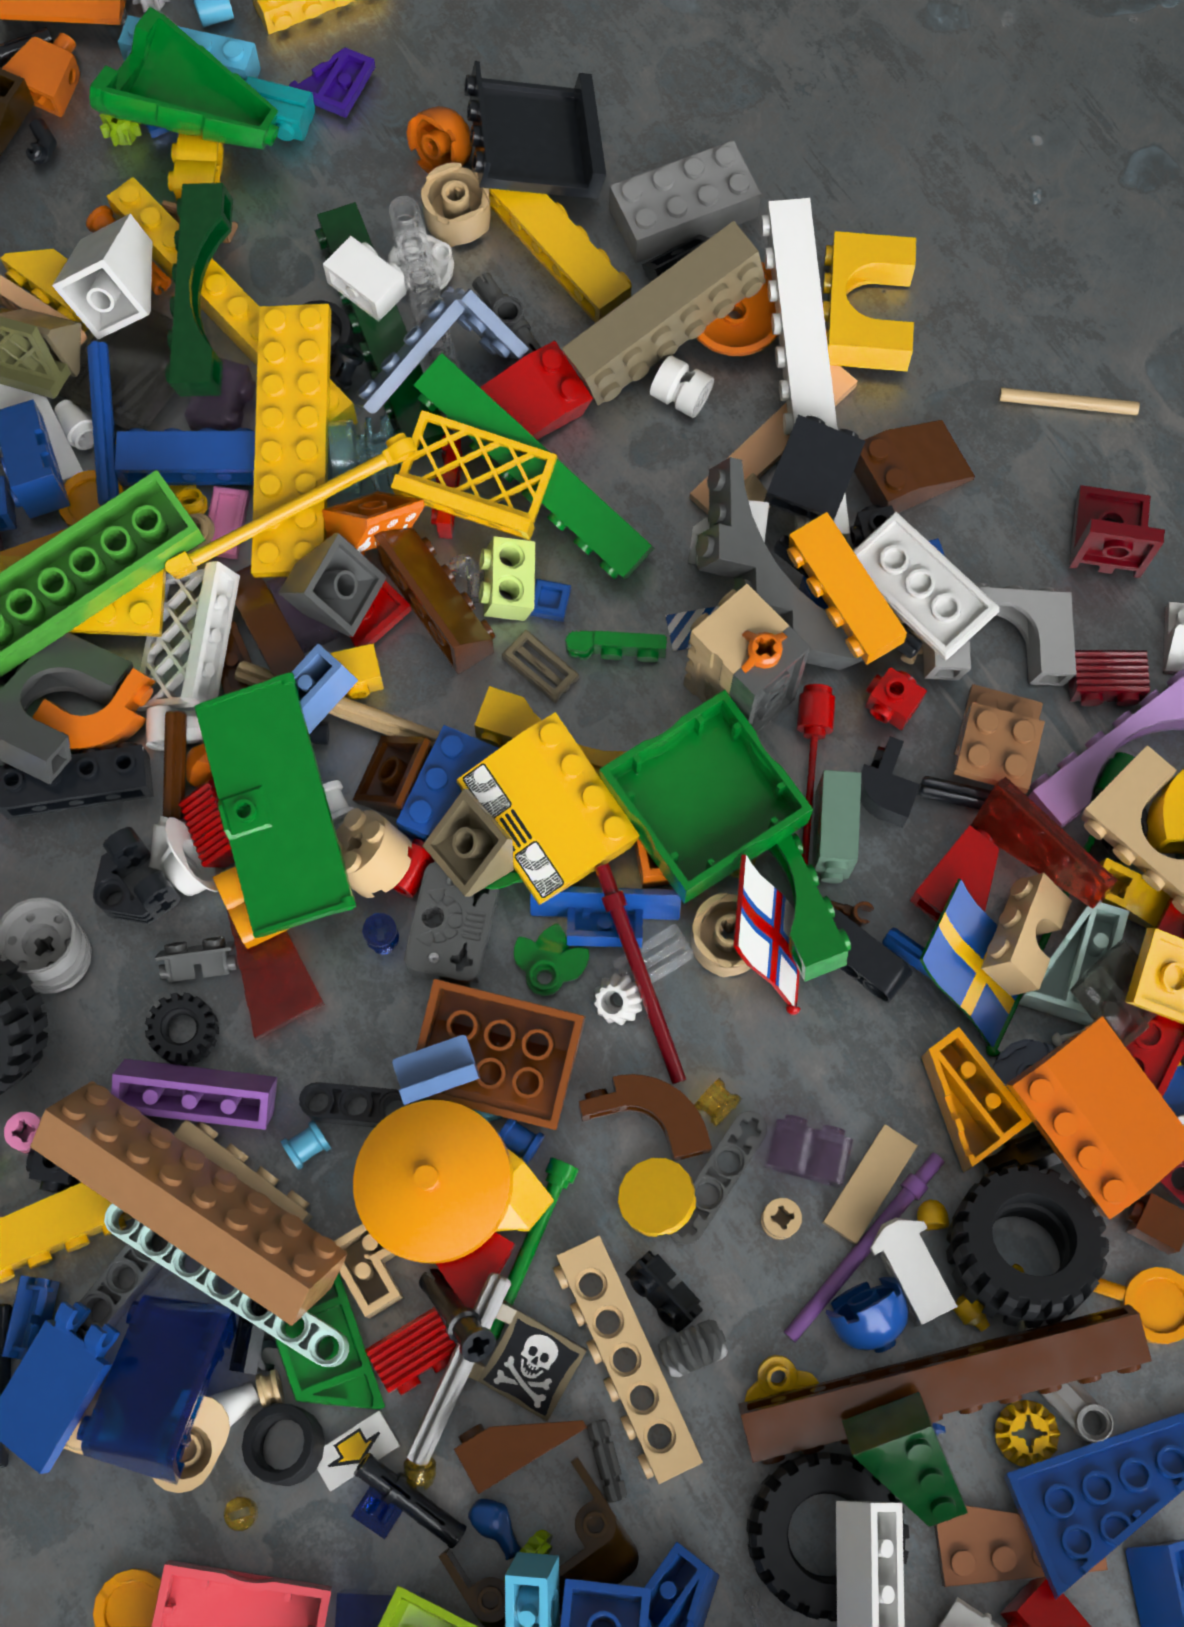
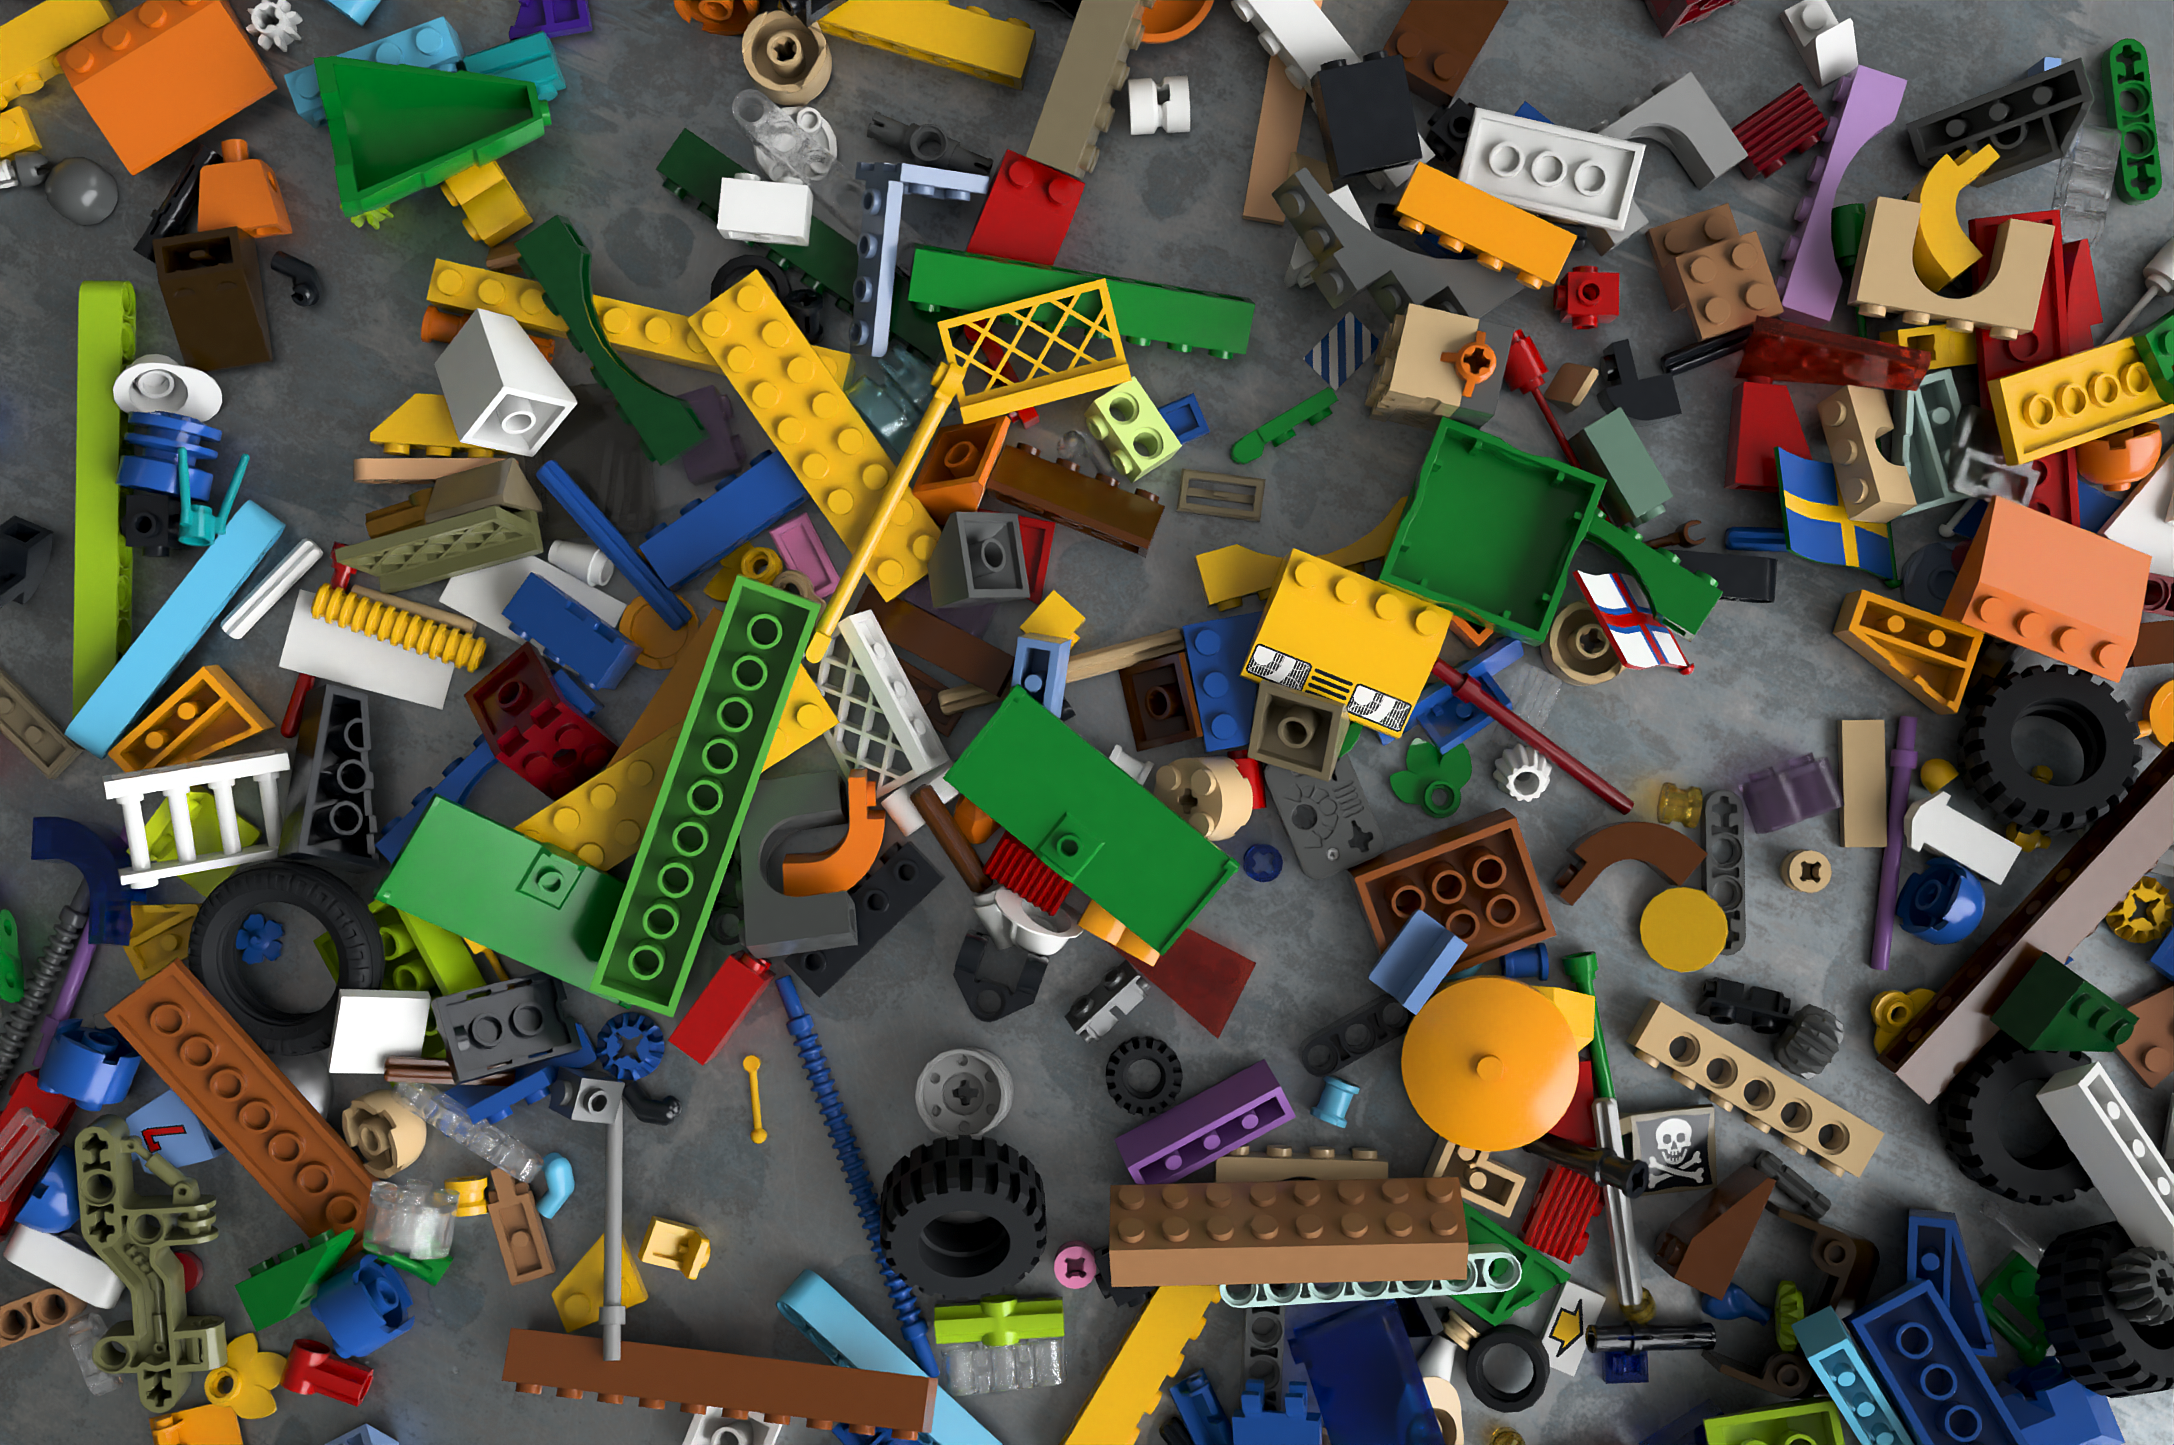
camera: 25 degrees left, 15 degrees up
(843, 754) = (1570, 386): none -> tan slope

